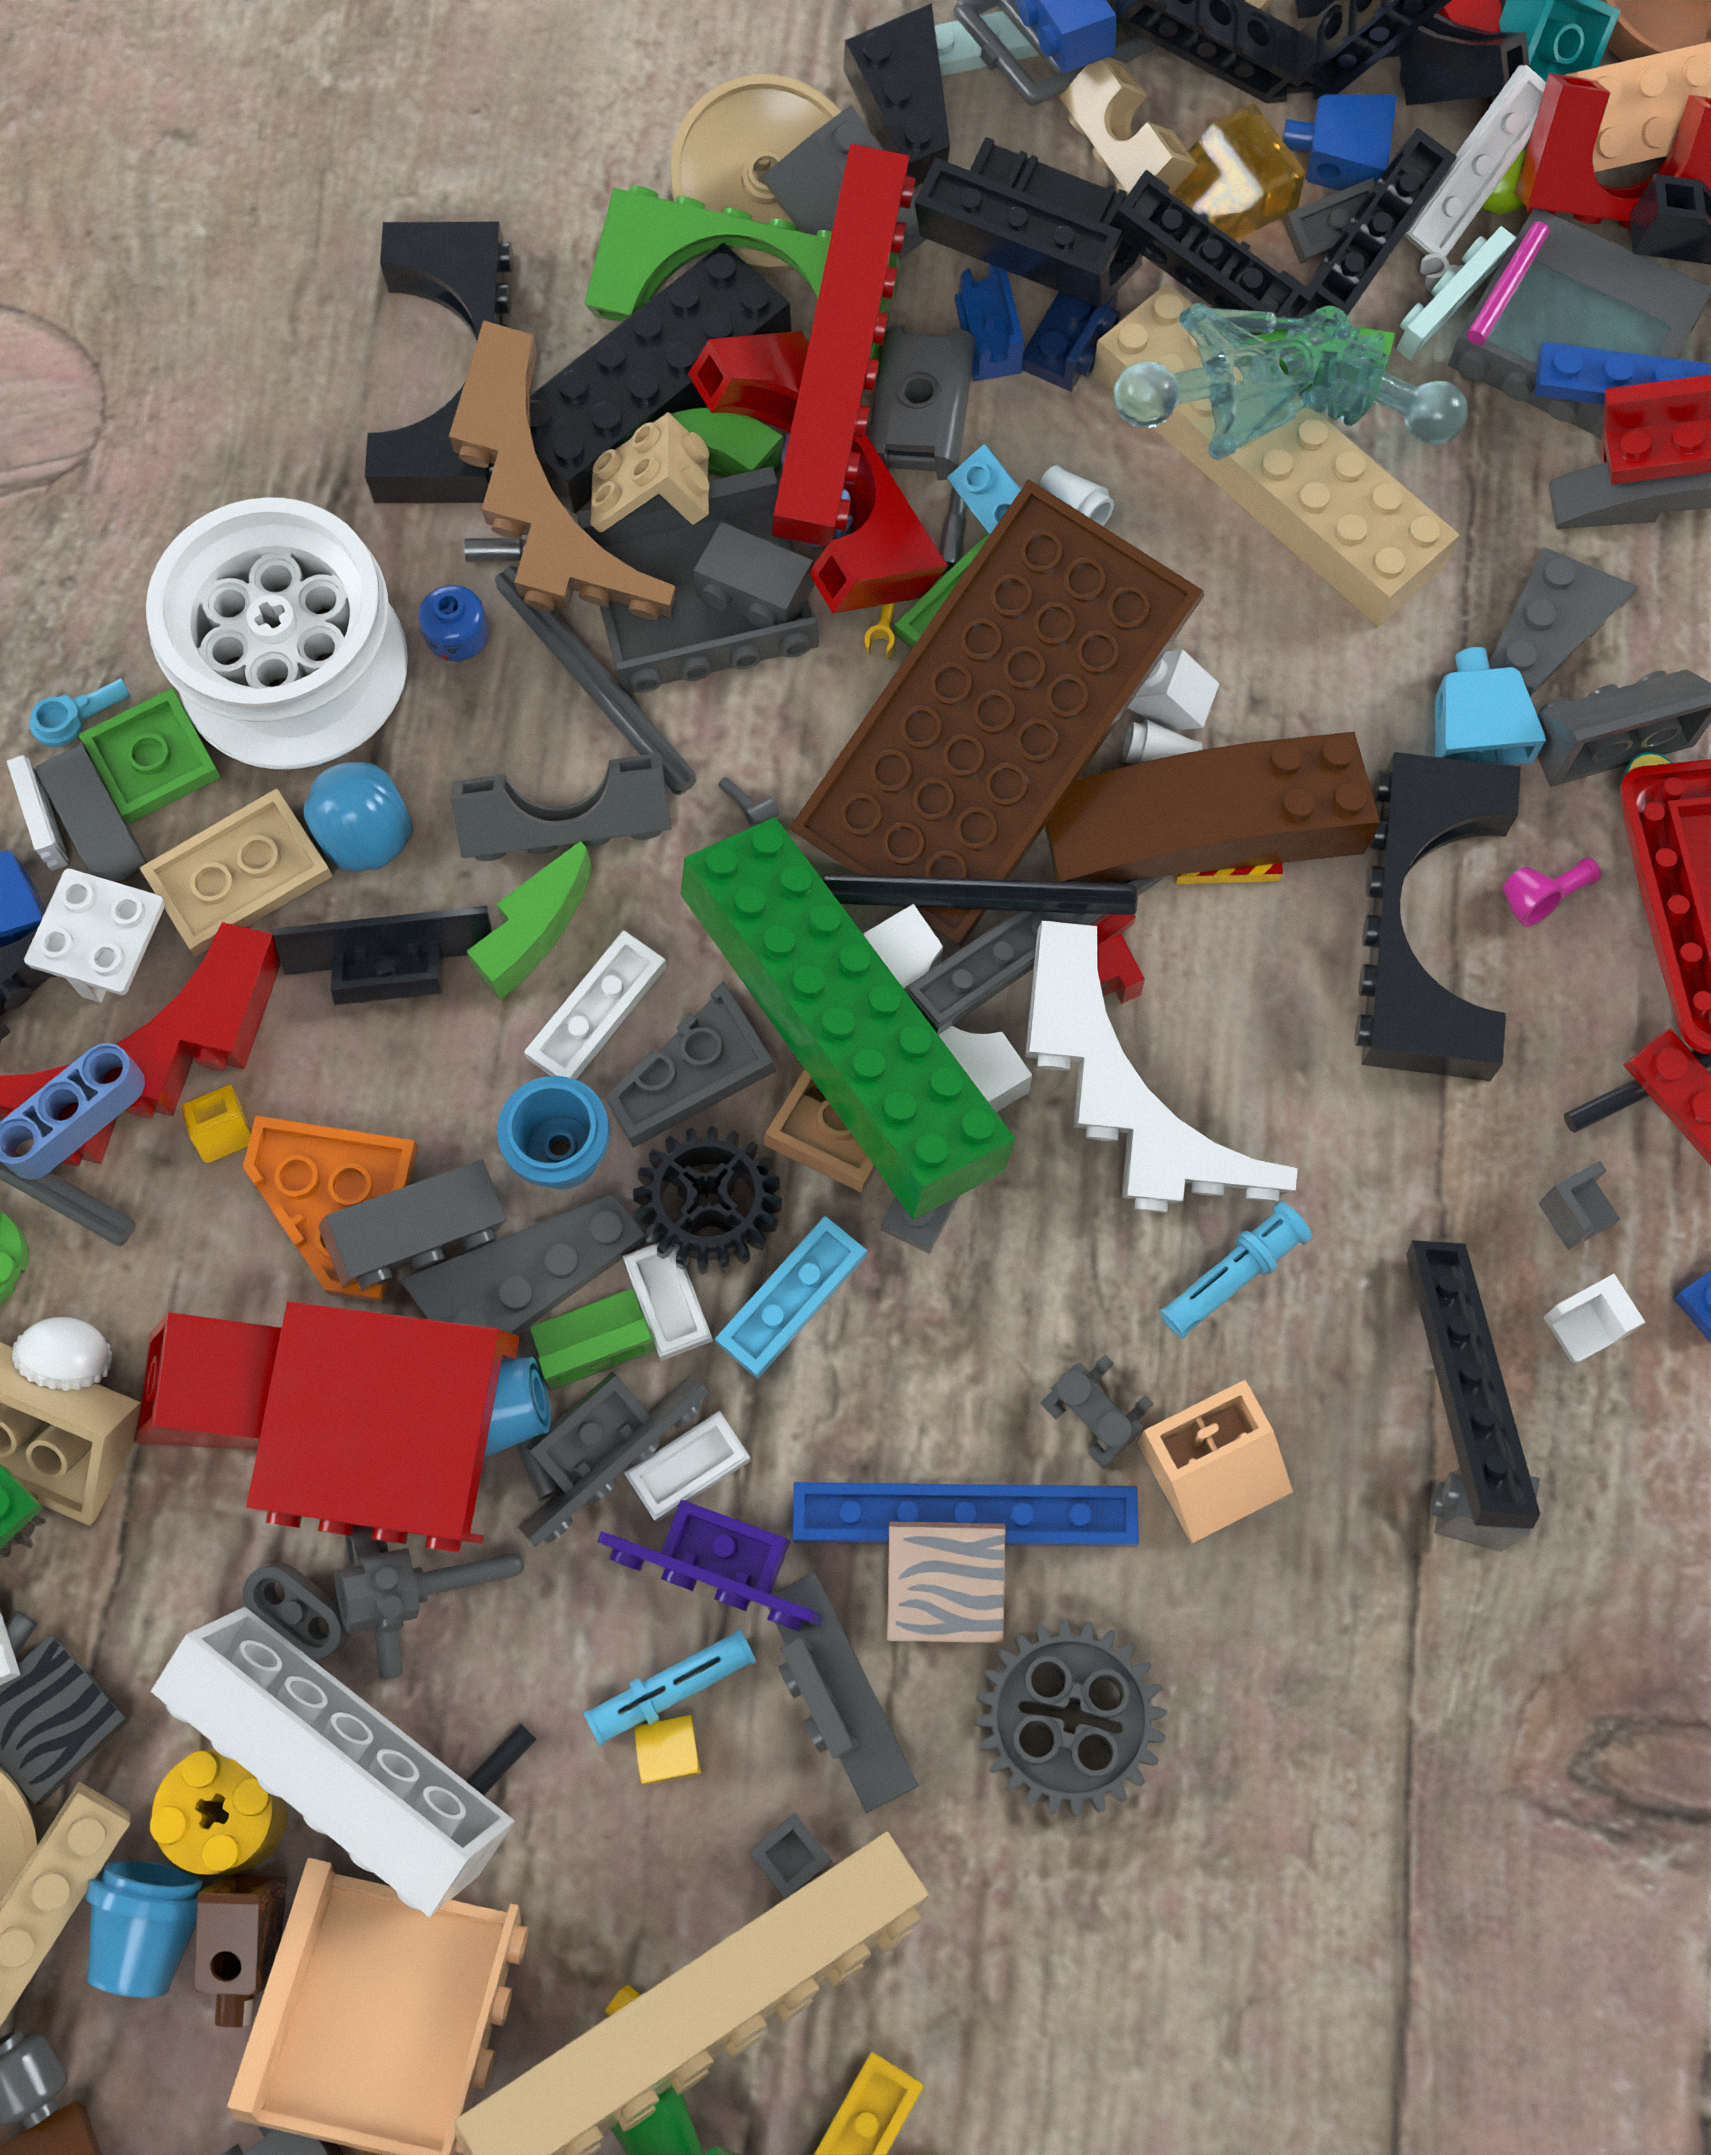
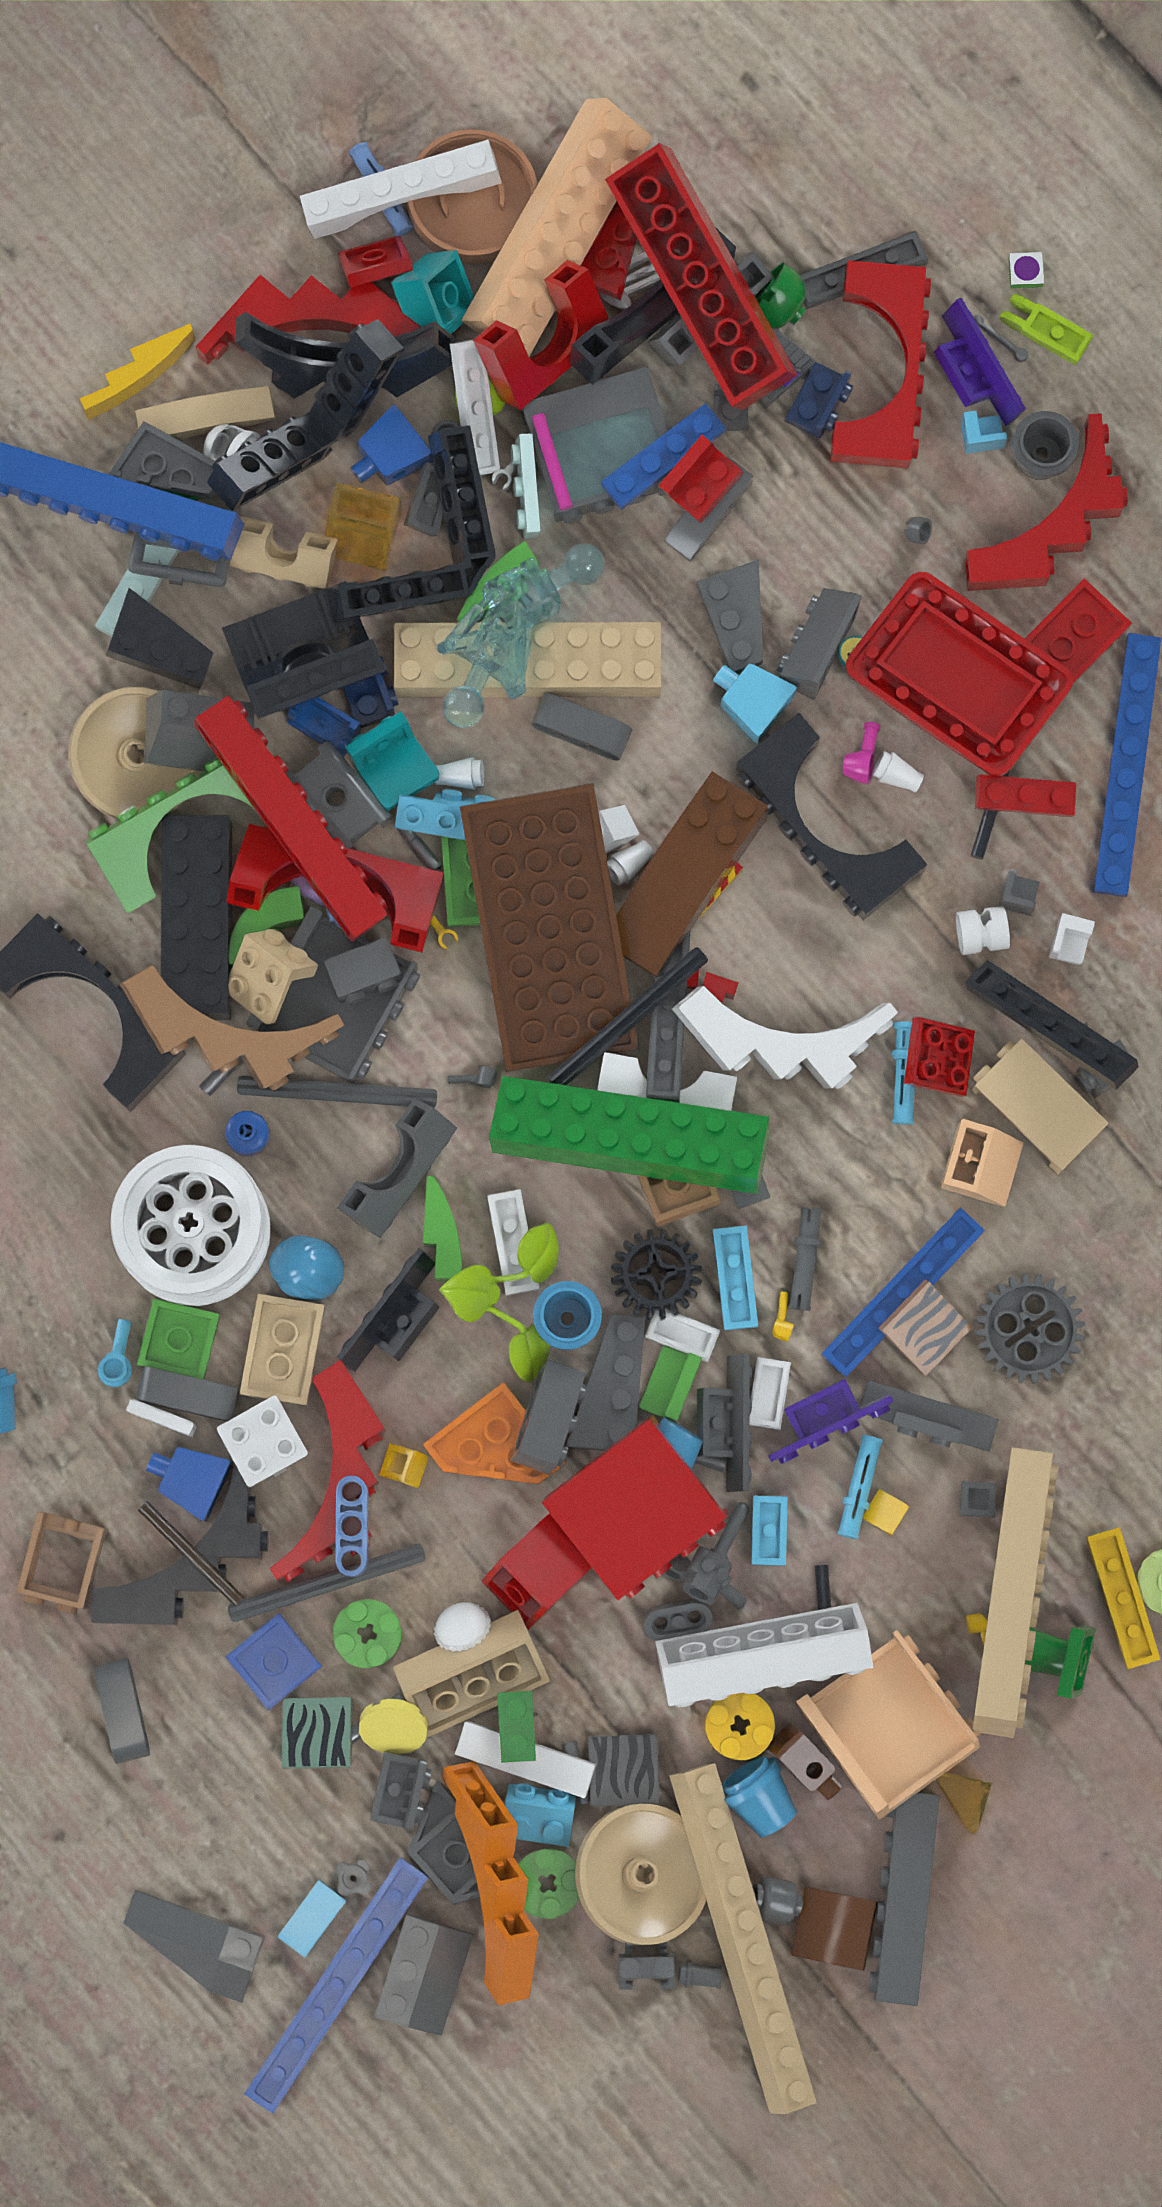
camera: 50 degrees left, 10 degrees up
(477, 986) = (476, 1291): none -> lime plant
(511, 1623) = (769, 1530): none -> medium azure plate
(695, 1069) = (585, 1222): dark grey wing -> none
(782, 1405) = (782, 1328): none -> yellow hand
(894, 1358) = (807, 1245): none -> dark grey pin
(1019, 410) = (392, 761): none -> teal bracket
(1096, 1410) = (911, 1192): dark grey piece -> none
(1258, 570) = (581, 726): none -> dark grey beam
(1293, 1291) = (939, 1057): none -> red tile
(1359, 1468) = (1039, 1103): none -> tan panel
(1494, 1203) = (982, 930): none -> white wheel
(1569, 942) = (896, 772): none -> white cone

